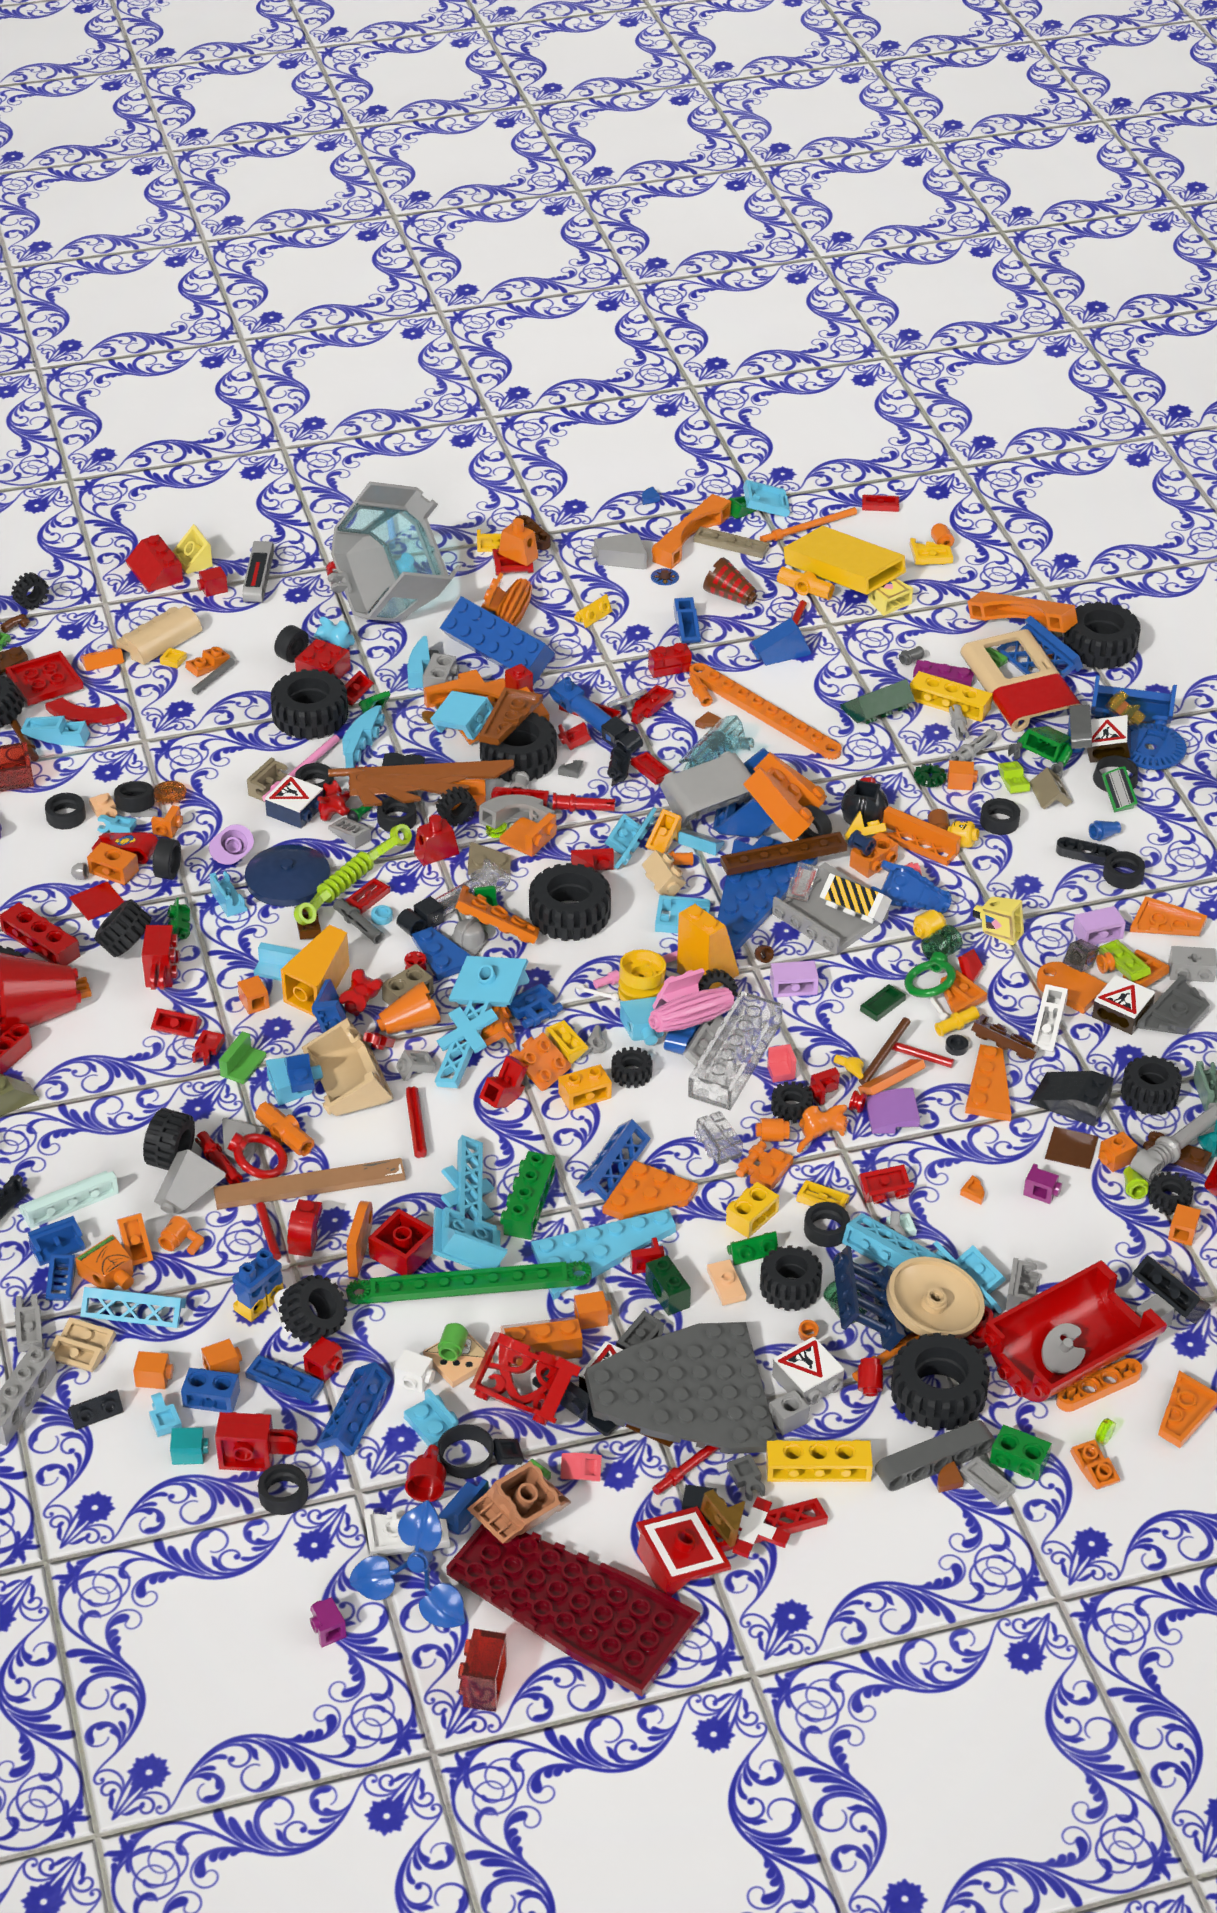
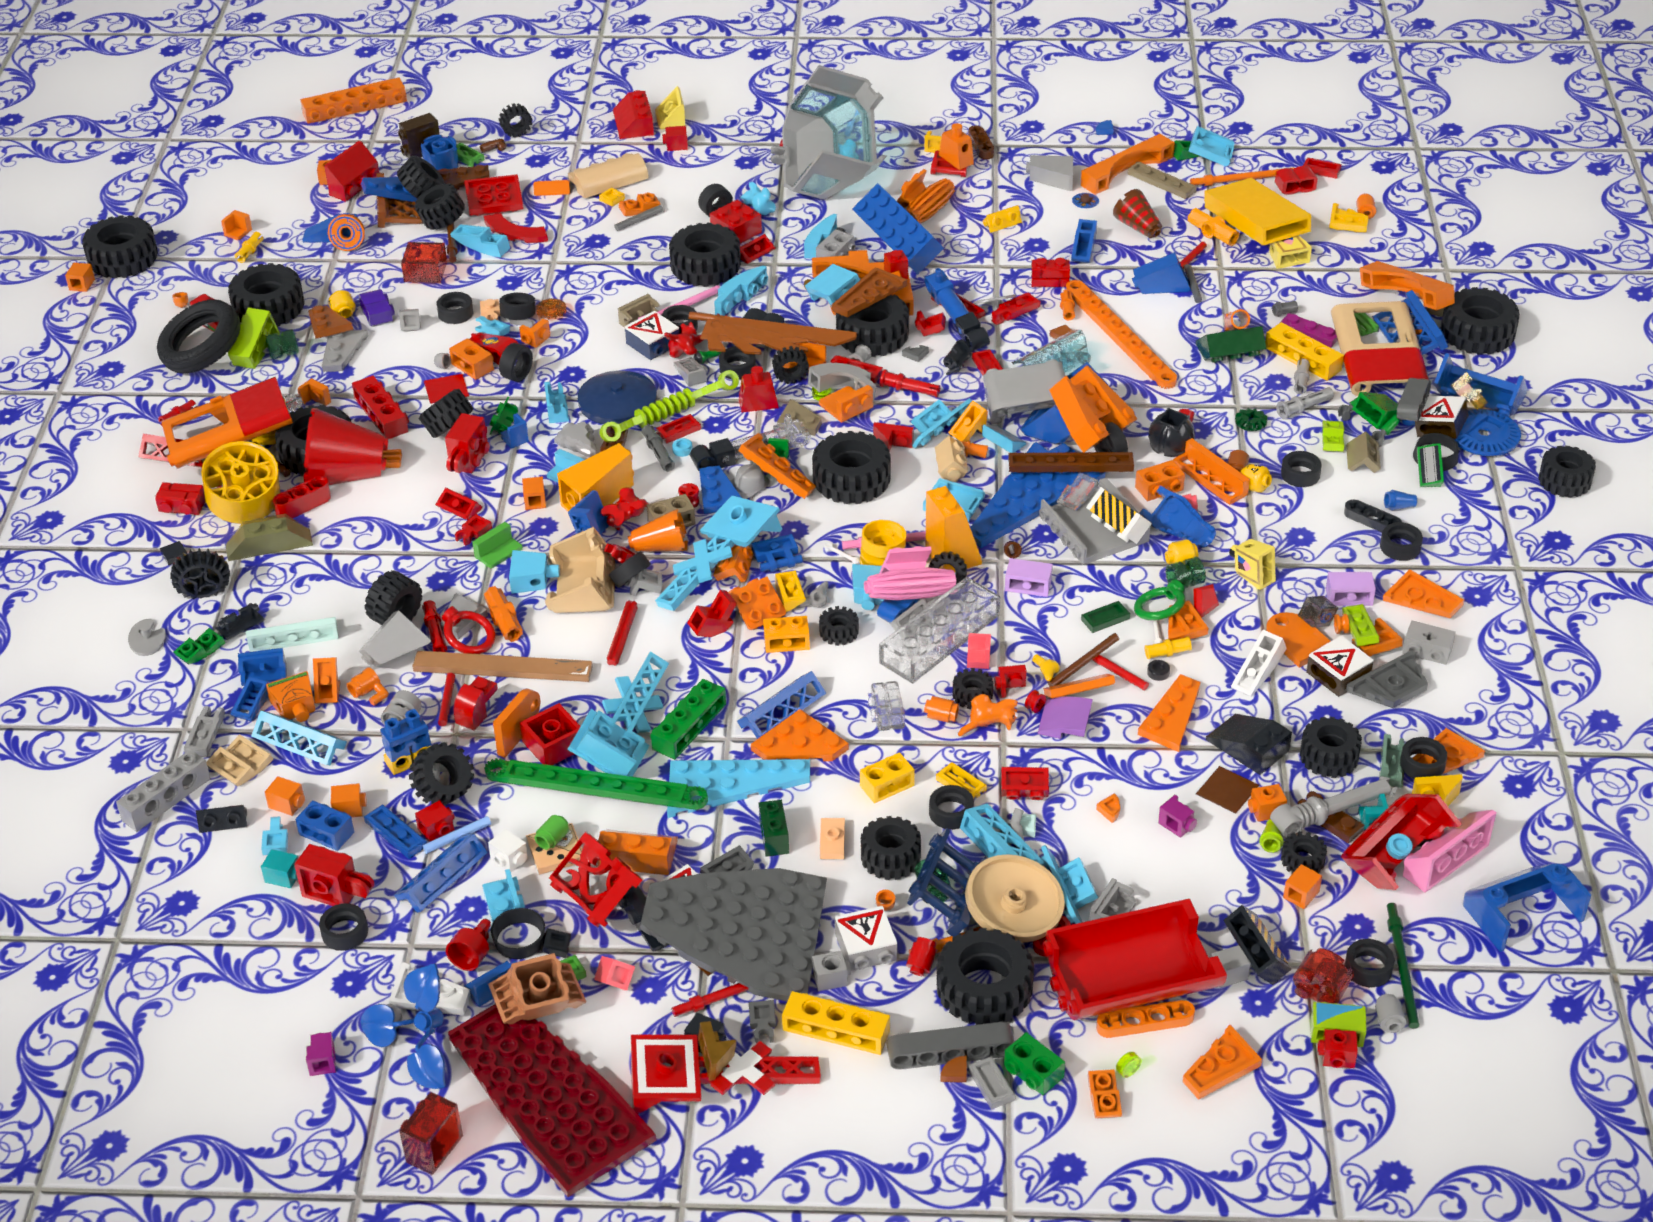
camera: 20 degrees right, 0 degrees up
(23, 833) = (409, 319): none -> light grey tile
(202, 935) = (516, 434): none -> blue panel
(230, 1253) = (400, 704): none -> light grey wheel
(231, 844) = (576, 361): lavender piece -> none
(258, 571) = (719, 136): light grey beam -> none
(270, 927) = (577, 438): none -> light grey rock
(299, 1072) = (533, 566): blue slope -> none
(349, 1367) = (453, 836): none -> light blue bar
(379, 699) = (766, 260): green slope -> none
(397, 1054) = (629, 569): none -> black tyre
(592, 1309) = (693, 834): orange brick -> none
(640, 1257) = (763, 795): red bracket -> none
(752, 1248) = (864, 812): green hinge -> none
(771, 1168) = (923, 746): orange plate -> none
(813, 648) = (1193, 283): none -> dark grey bar
(857, 824) = (1153, 453): yellow slope -> none
(861, 842) = (1146, 465): dark blue bush -> none
(863, 520) = (1295, 180): none -> red brick
(877, 677) = (1241, 314): none -> orange piece
(961, 775) = (1280, 424): orange brick -> none
(998, 1034) = (1191, 661): reddish brown wing -> none
(1059, 1355) = (1118, 979): light grey piece -> none

